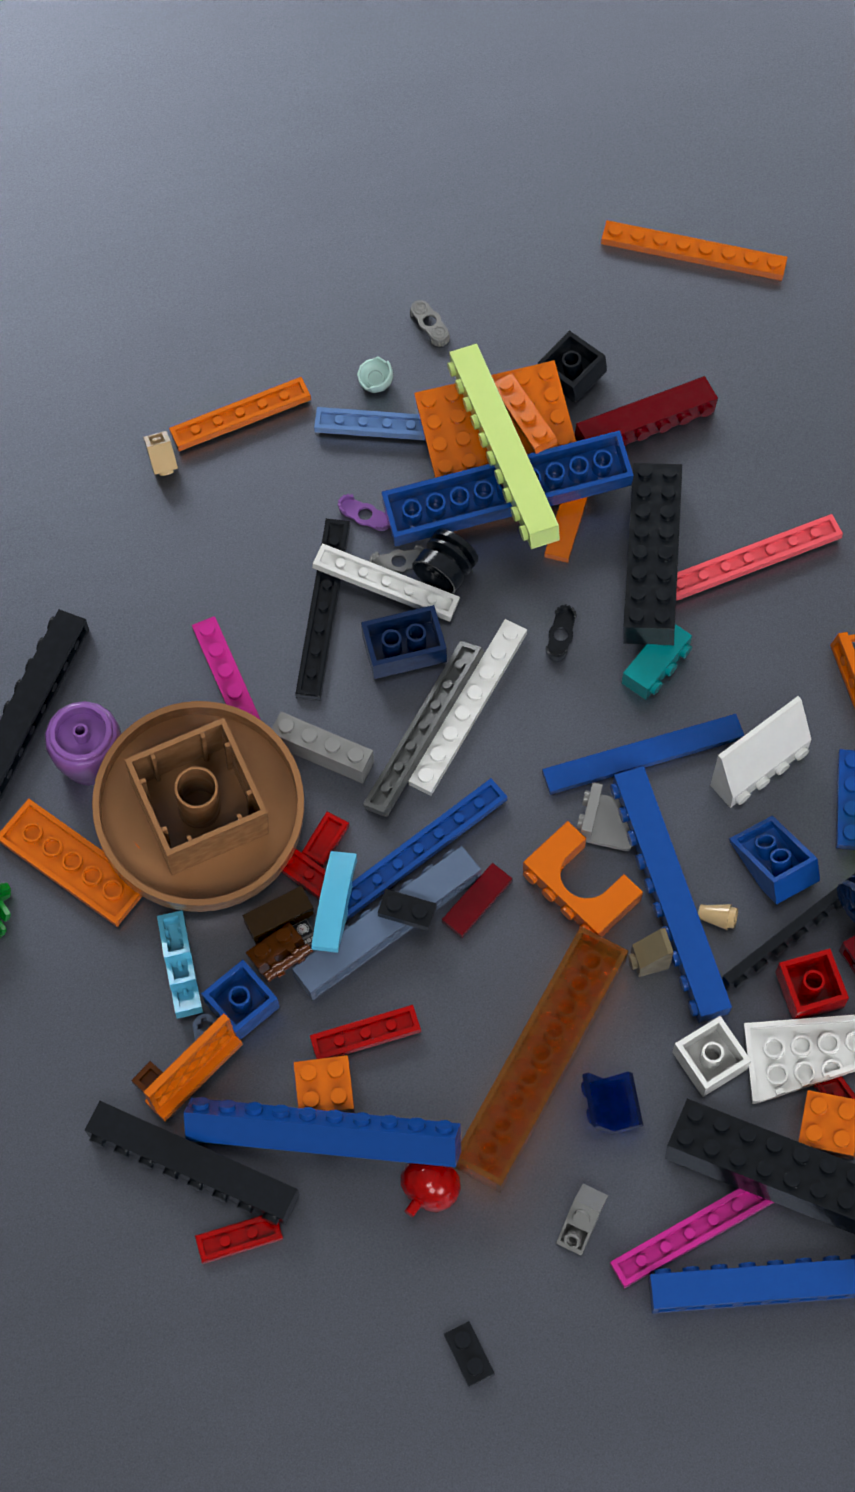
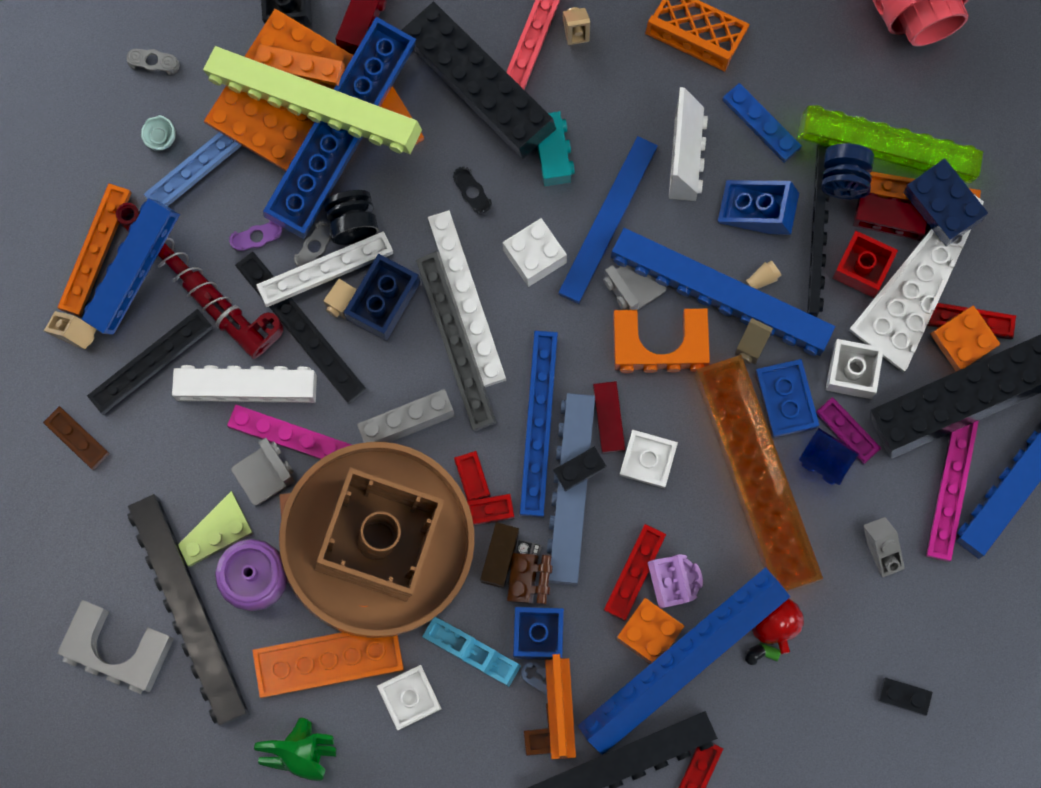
camera: 45 degrees left, 10 degrees up
(81, 532) = (76, 438): none -> reddish brown tile
(97, 949) = (409, 697): none -> white plate
(110, 690) = (216, 531): none -> yellowish green wing
(178, 681) = (263, 473): none -> light grey bracket
(190, 527) = (150, 361): none -> black plate
(236, 609) = (244, 384): none -> white brick
(247, 445) = (130, 266): none -> blue brick
(281, 505) = (205, 294): none -> dark red piece
(334, 902) = (529, 510): medium azure slope -> none
(371, 610) = (339, 298): none -> tan brick
(388, 1071) = (675, 580): none -> lavender slope
(393, 1194) = (759, 651): none -> black arm
(471, 960) = (648, 459): none -> white plate
(556, 721) = (534, 252): none -> white brick
(632, 1026) = (787, 398): none -> blue plate
(655, 1101) = (847, 430): none -> magenta tile
(777, 586) = (576, 25): none -> tan slope

